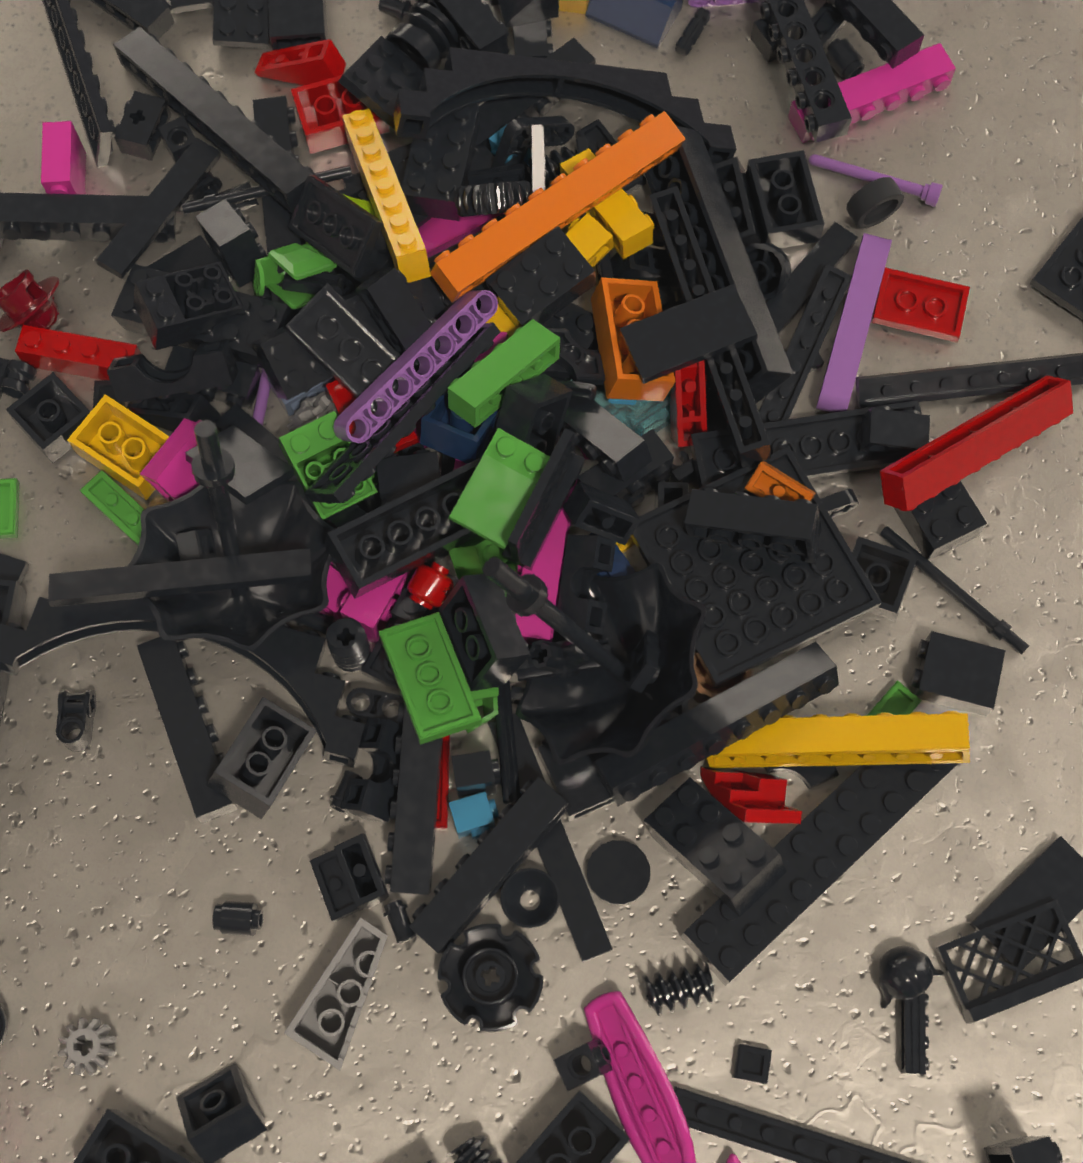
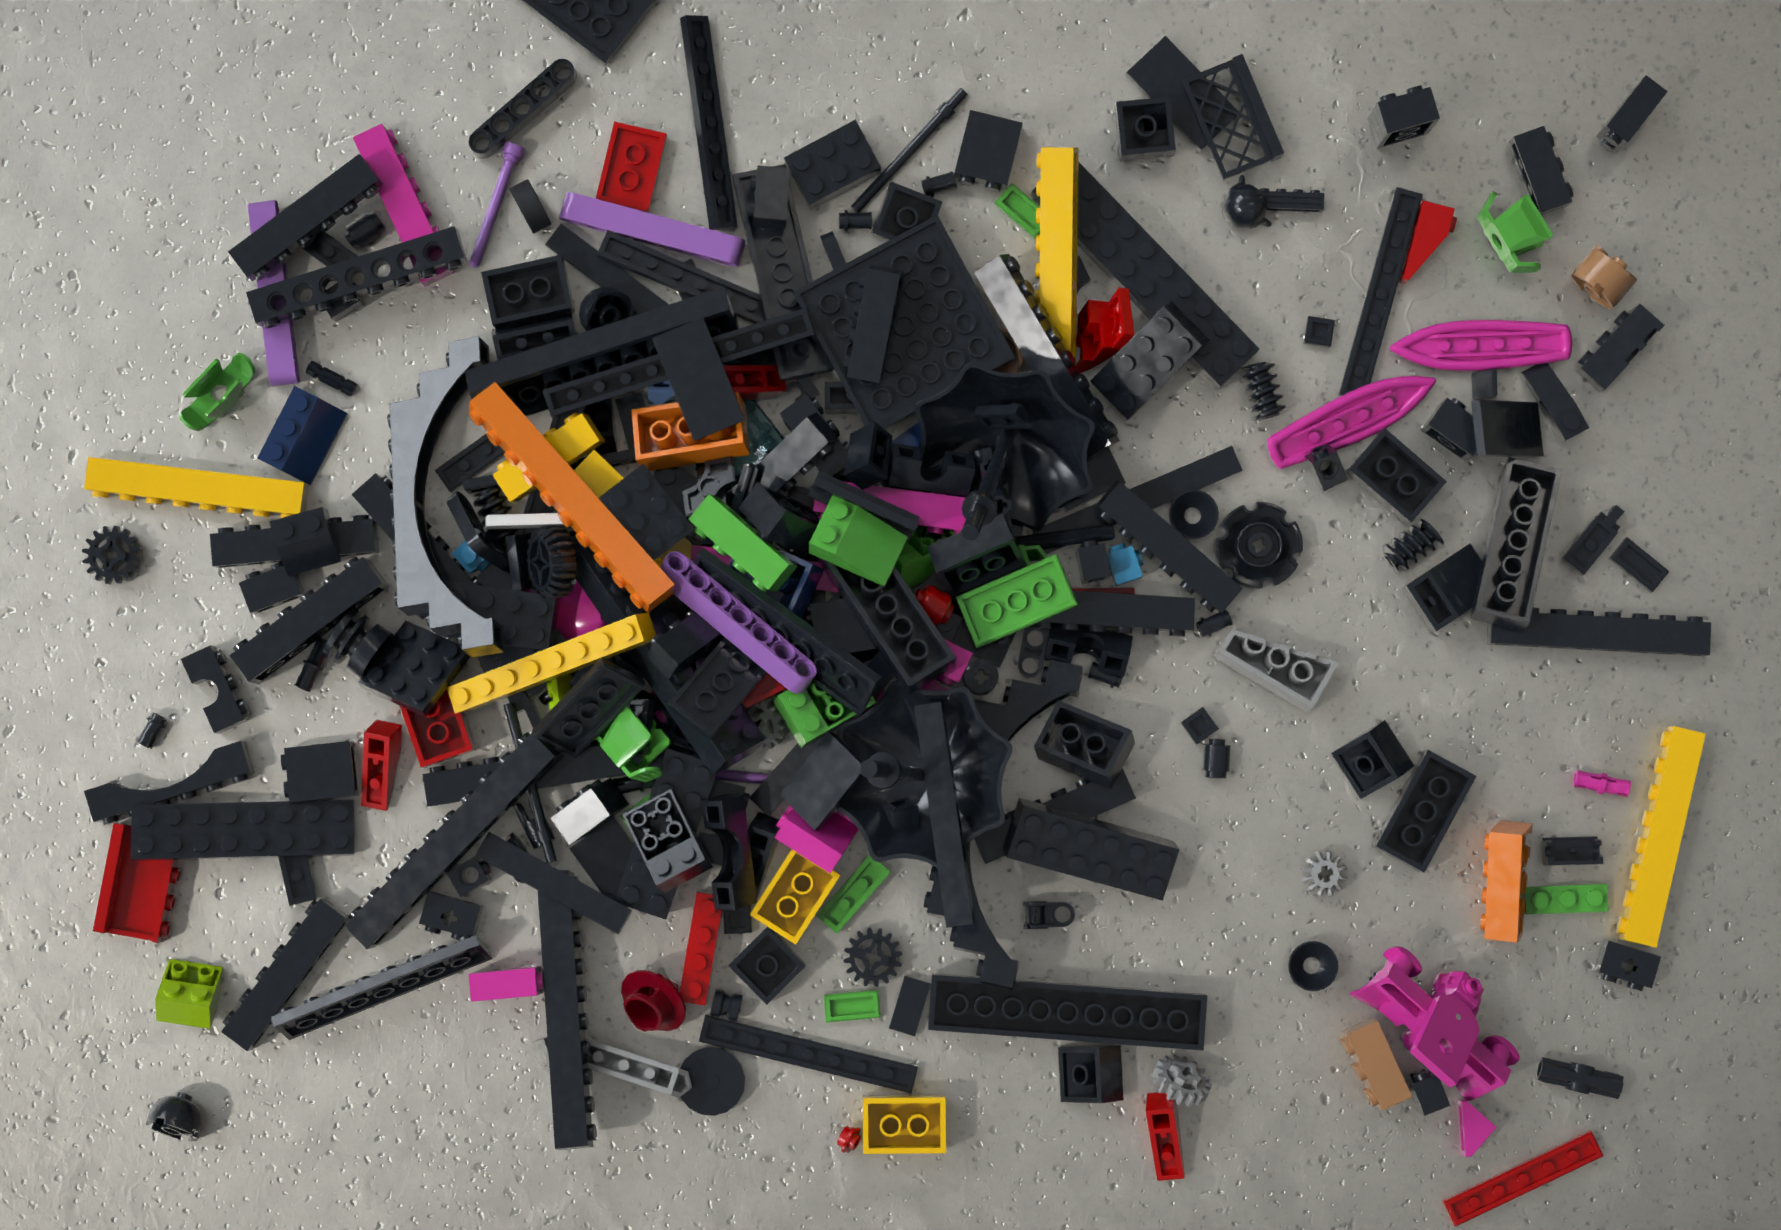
camera: 85 degrees left, 15 degrees up
(54, 539) = (885, 960): none -> black gear
(138, 762) = (1090, 849): none -> black brick
(278, 899) = (1199, 725): none -> black plate
(349, 878) = (1181, 666): black brick -> none
(618, 872) = (1167, 442): black tile -> none
(771, 481) = (836, 299): orange slope -> none
(871, 525) = (855, 220): none -> black pin
(916, 619) = (938, 183): none -> black pin
(976, 443) = (784, 124): red brick -> none
(984, 214) = (526, 95): none -> black beam
(994, 852) = (1145, 128): none -> black slope

